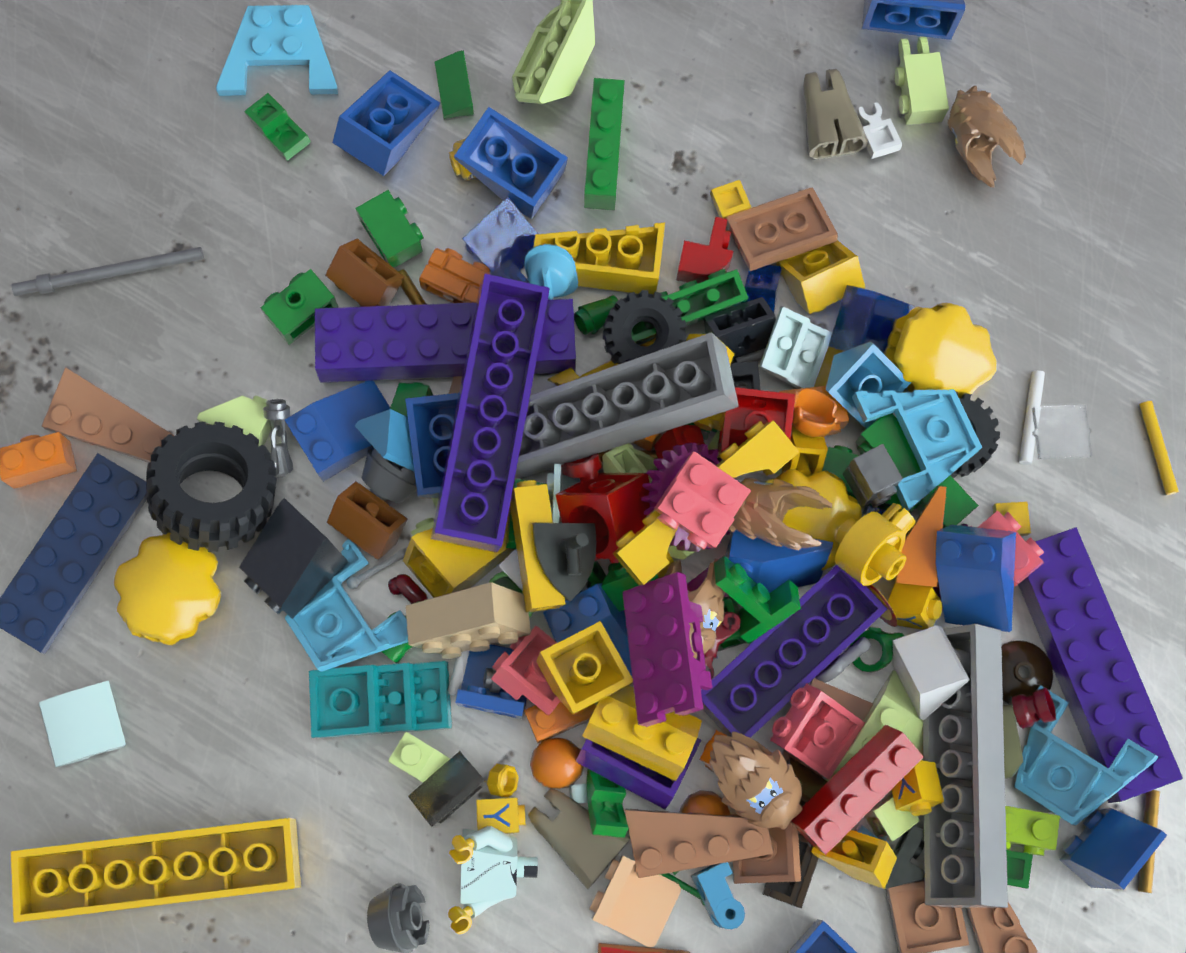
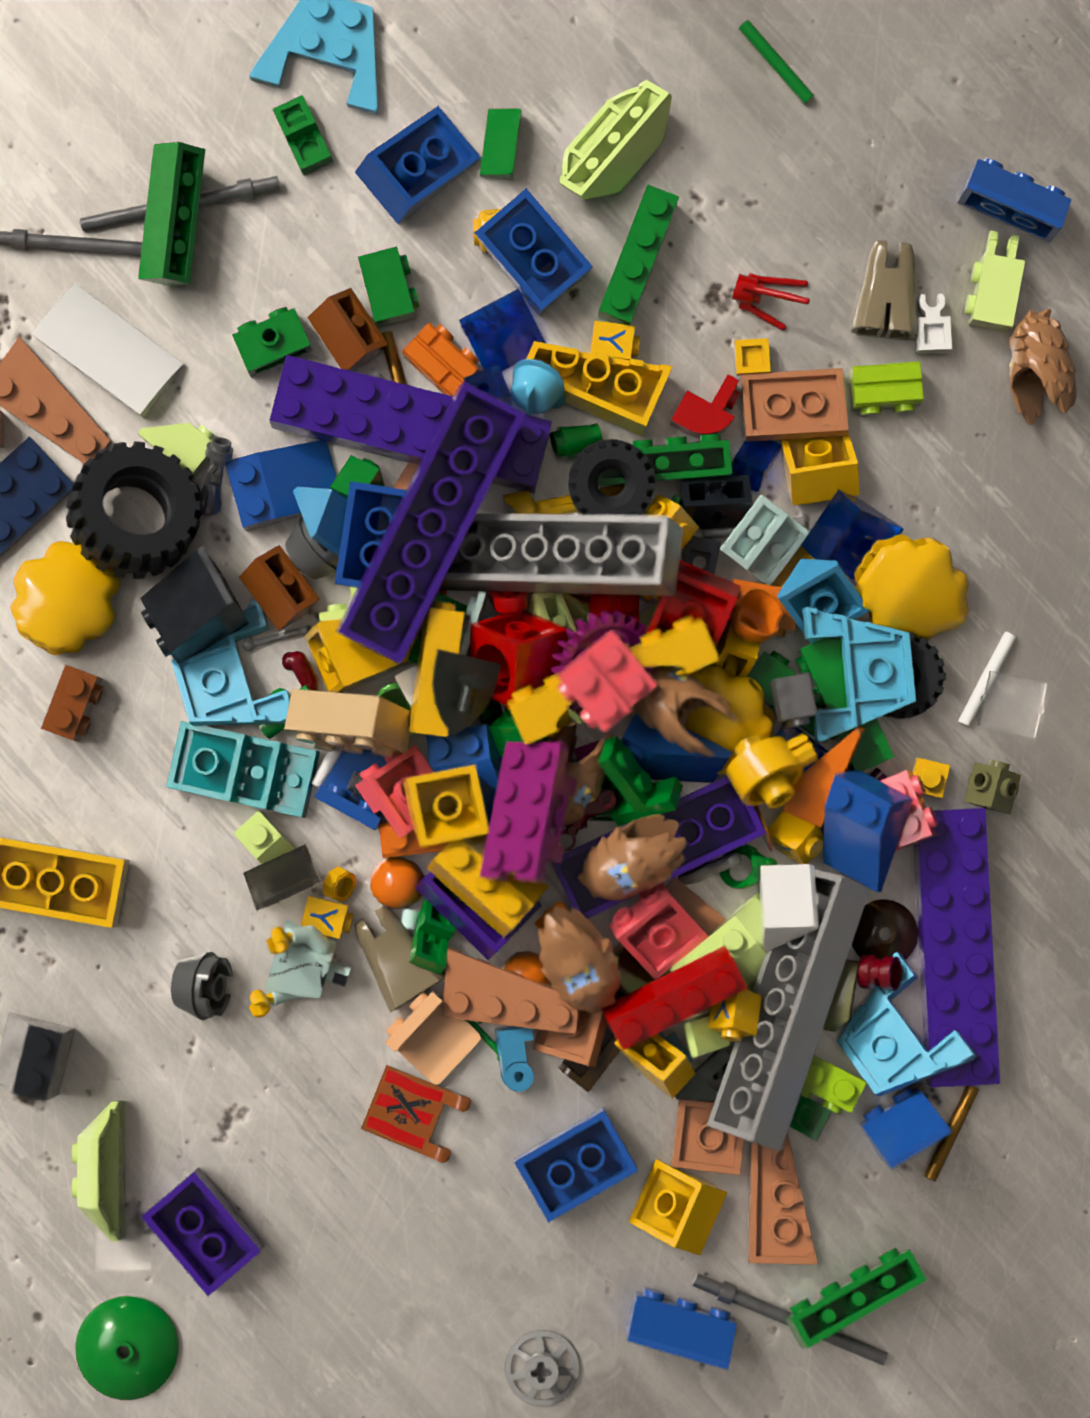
camera: 20 degrees right, 10 degrees up
(150, 357) = (108, 350): none -> white slope
(176, 218) = (171, 213): none -> green brick
(201, 685) = (72, 704): none -> dark orange brick
(237, 185) = (243, 189): none -> flat silver bar
(605, 215) = (615, 340): none -> yellow brick
(711, 145) = (750, 290): none -> red plant
(776, 667) = (633, 858): none -> medium nougat head
(856, 192) = (886, 387): none -> lime brick
(1073, 507) = (993, 786): none -> olive brick

